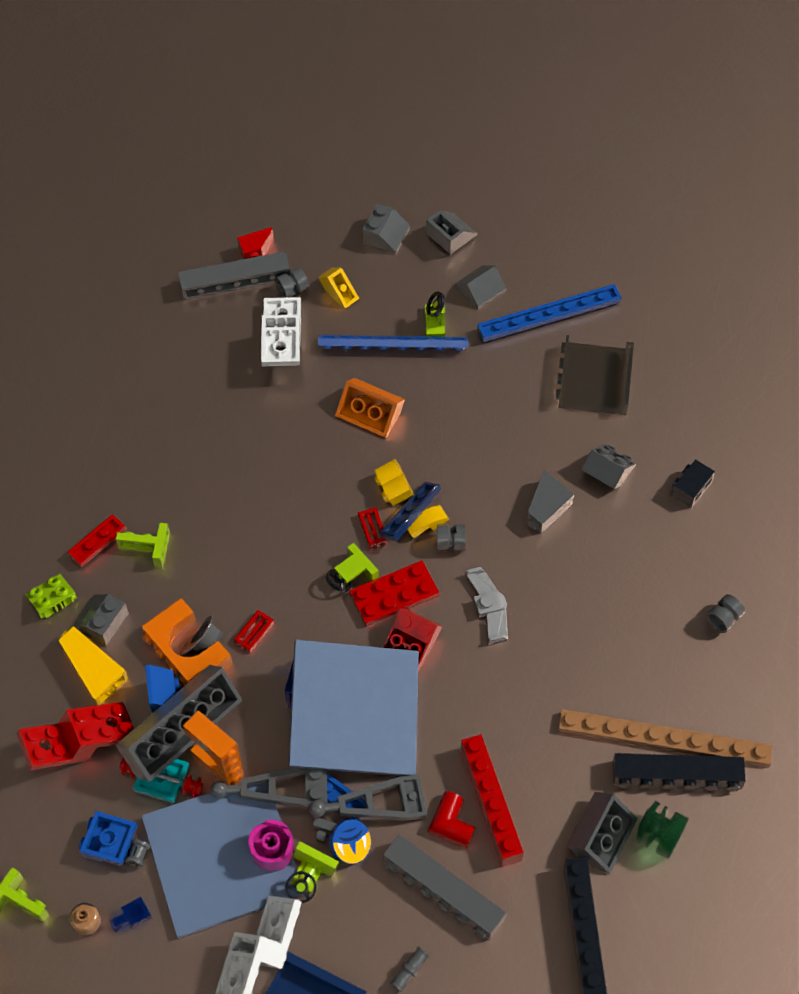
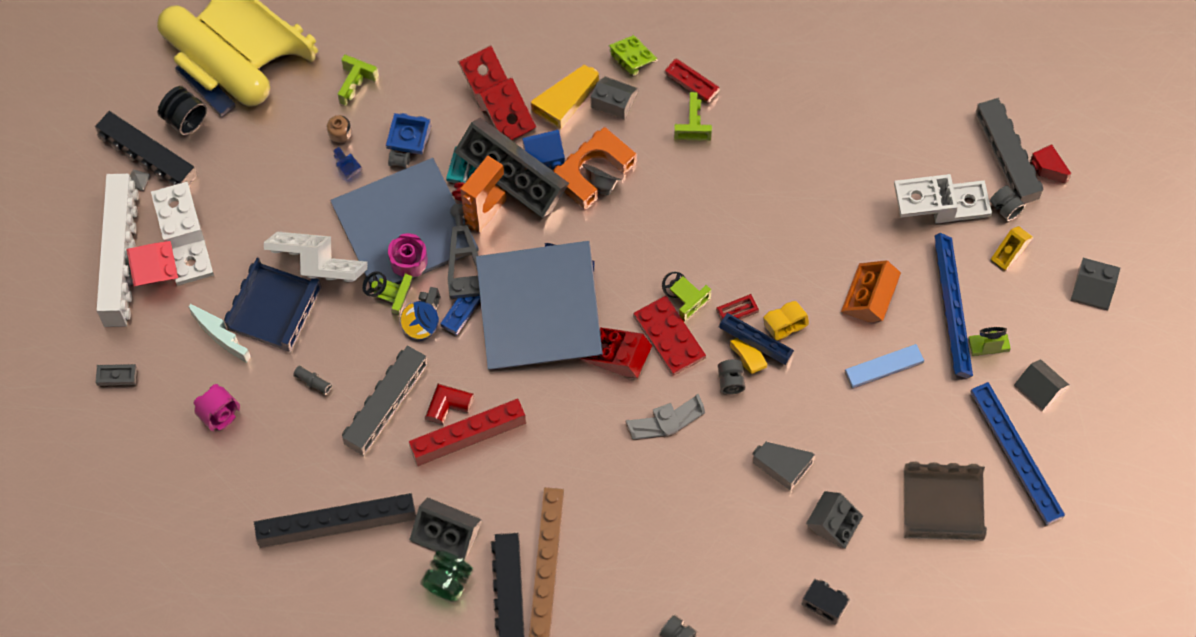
camera: 85 degrees right, 5 degrees up
(244, 644) = (630, 229): red tile -> none
(410, 793) = (466, 366): dark grey plate -> none
(449, 230) = (1106, 345): dark grey slope -> none
(449, 407) = (884, 366): none -> light blue tile

